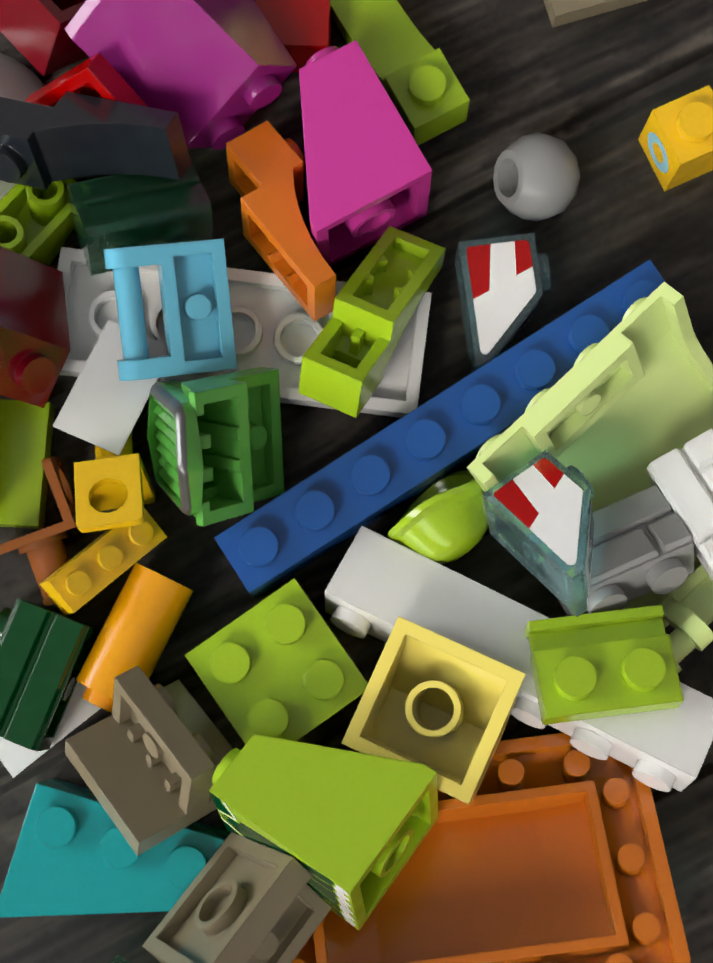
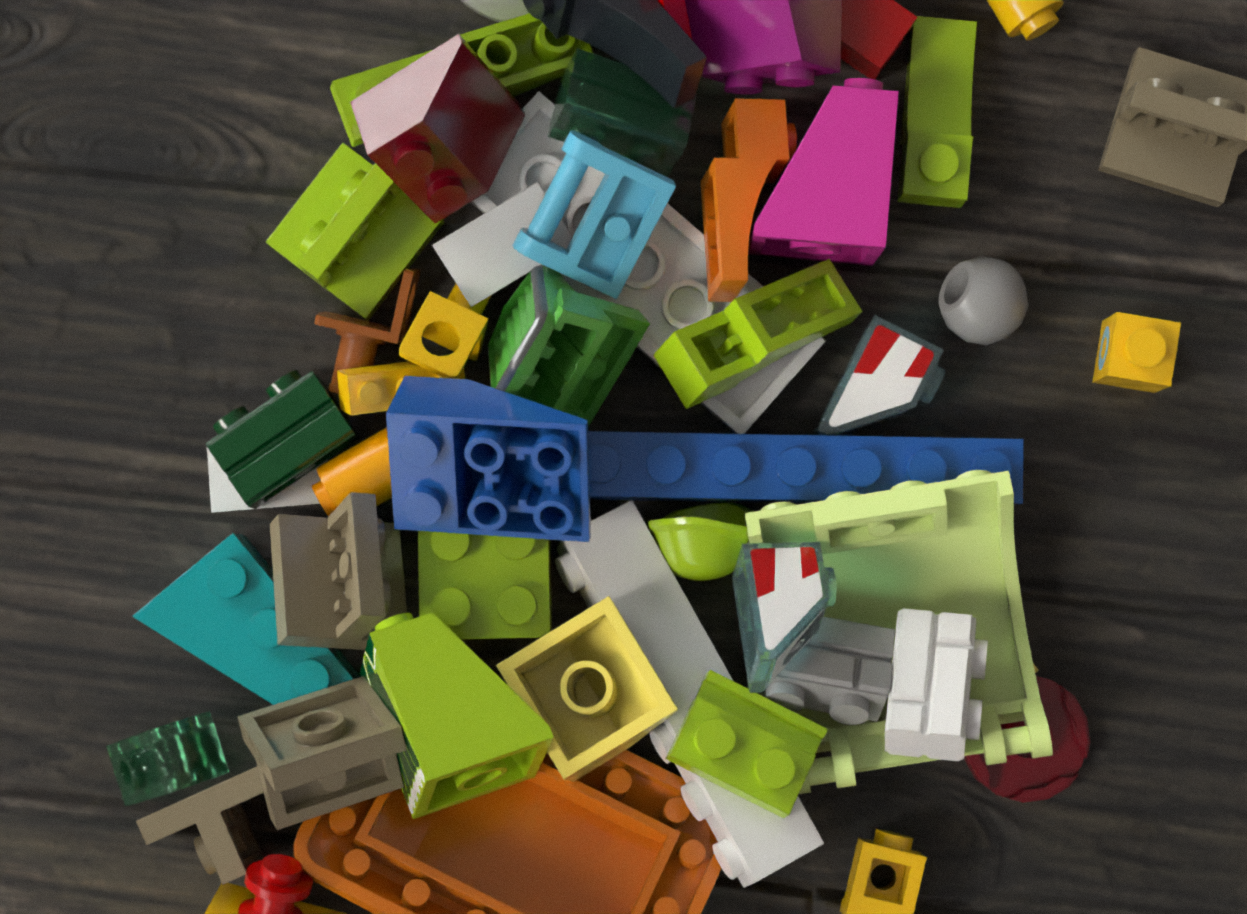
camera: 30 degrees right, 5 degrees up
(216, 571) = (486, 462): none -> blue slope

